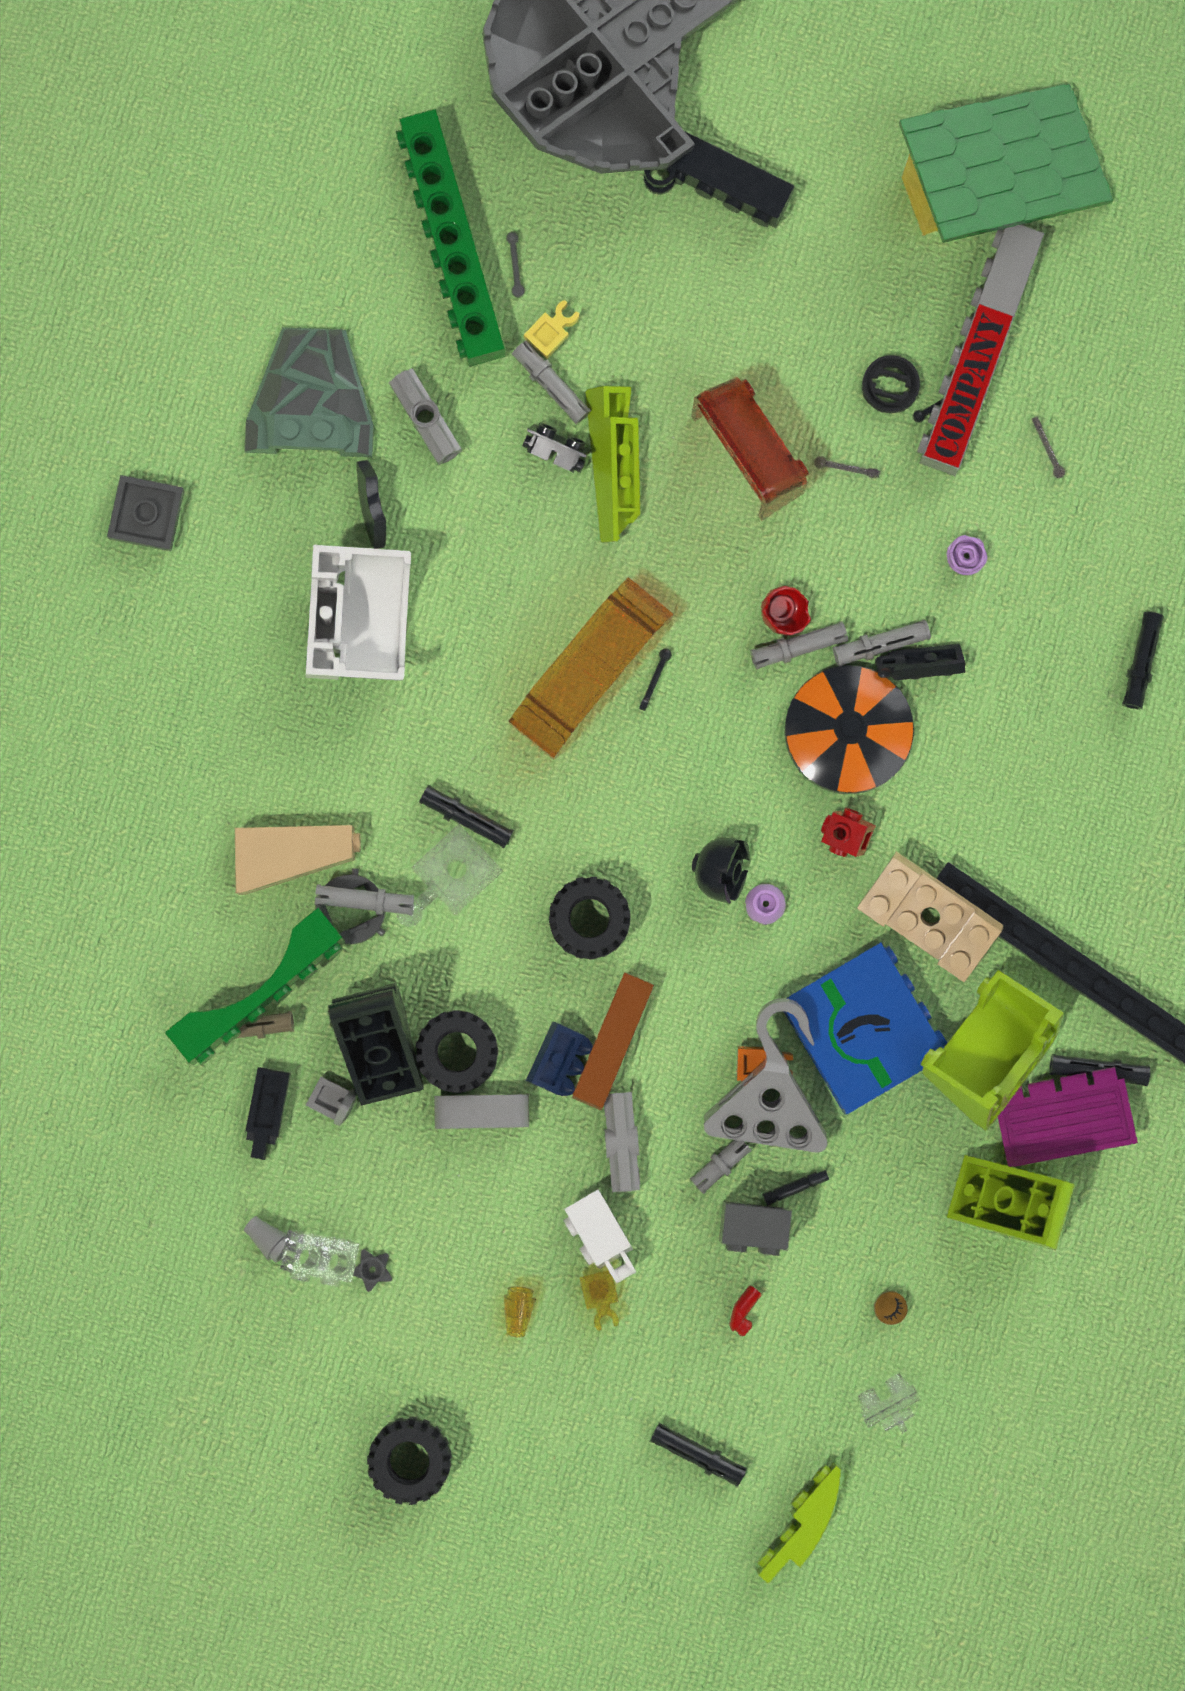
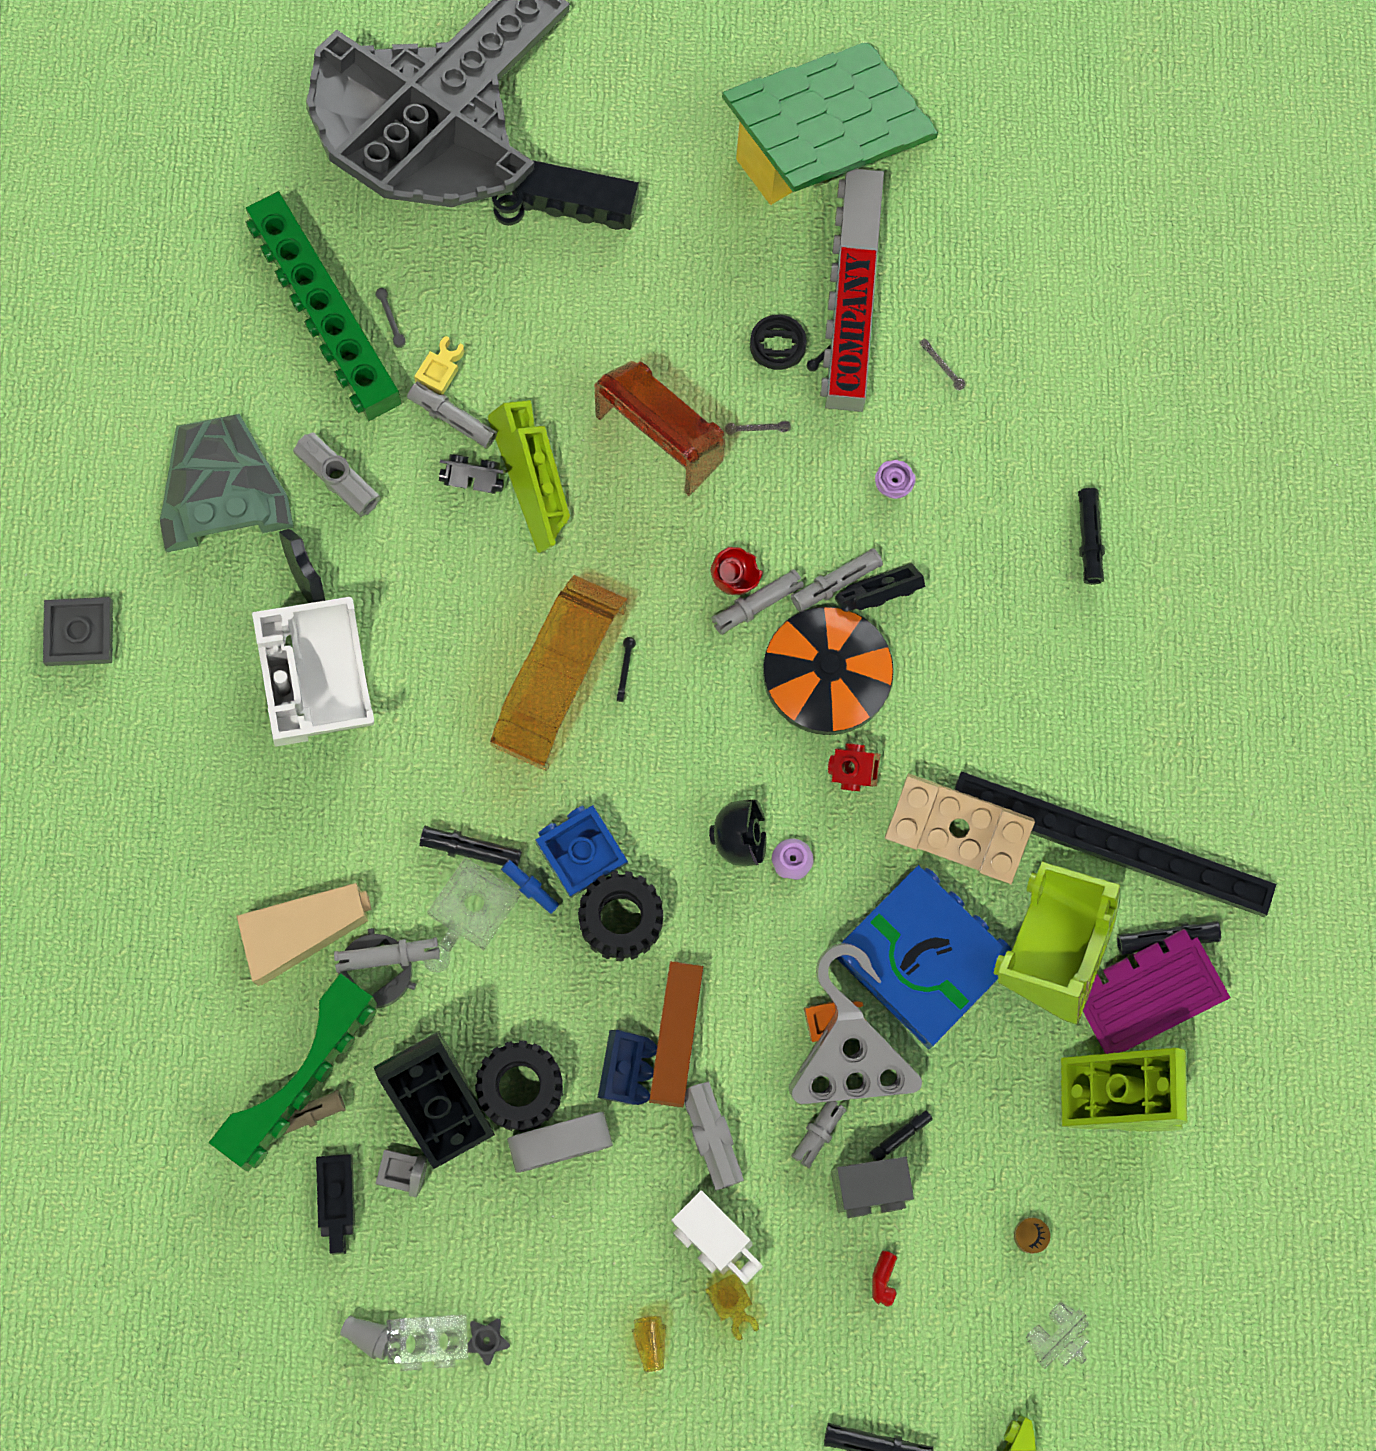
camera: 20 degrees left, 10 degrees down
(512, 868) = (530, 886): none -> blue bar
(567, 846) = (580, 850): none -> blue plate

